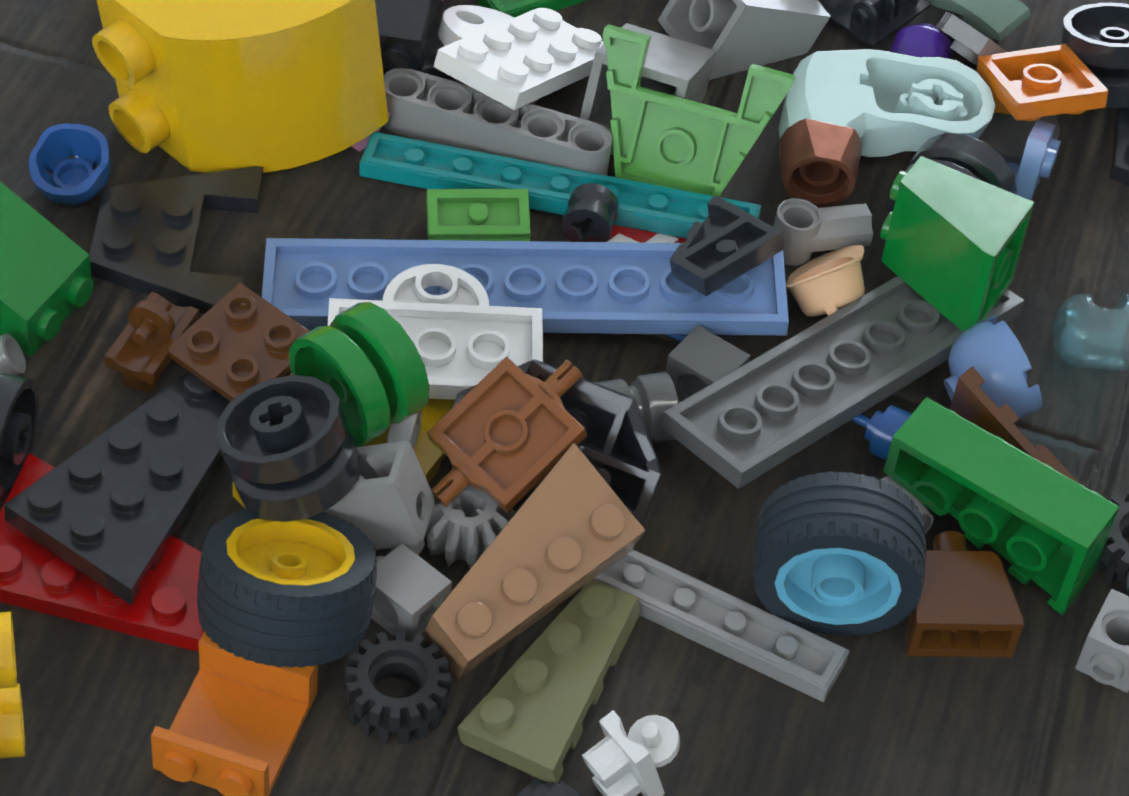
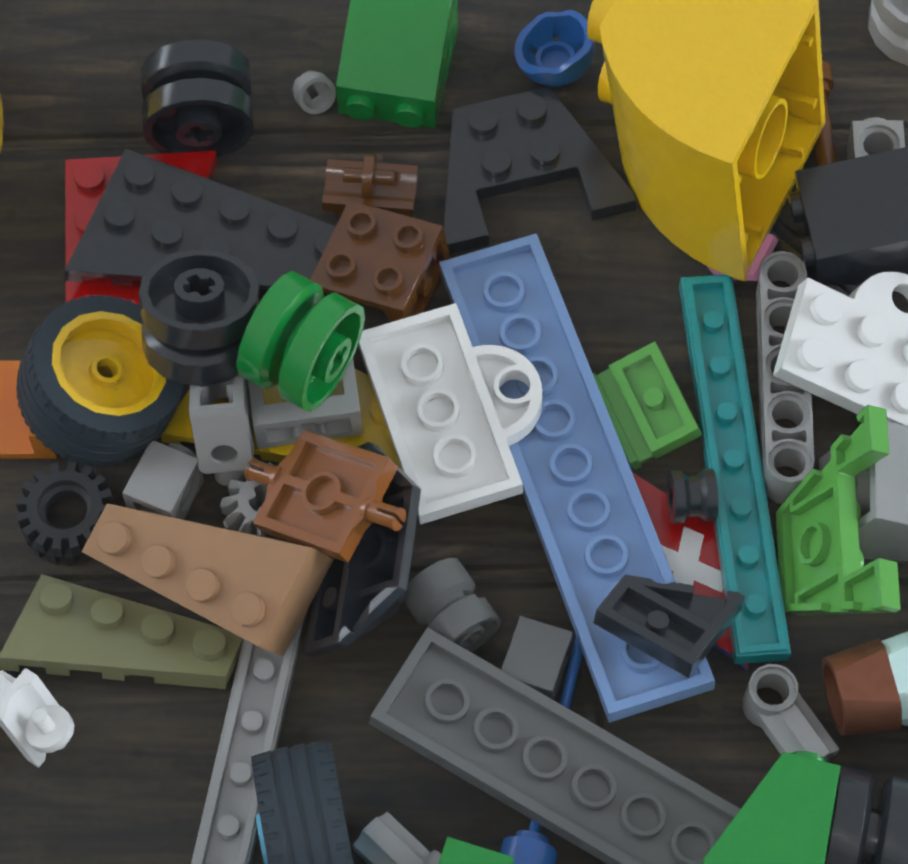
camera: 80 degrees right, 15 degrees up
(828, 281) = (709, 742): light nougat piece -> none

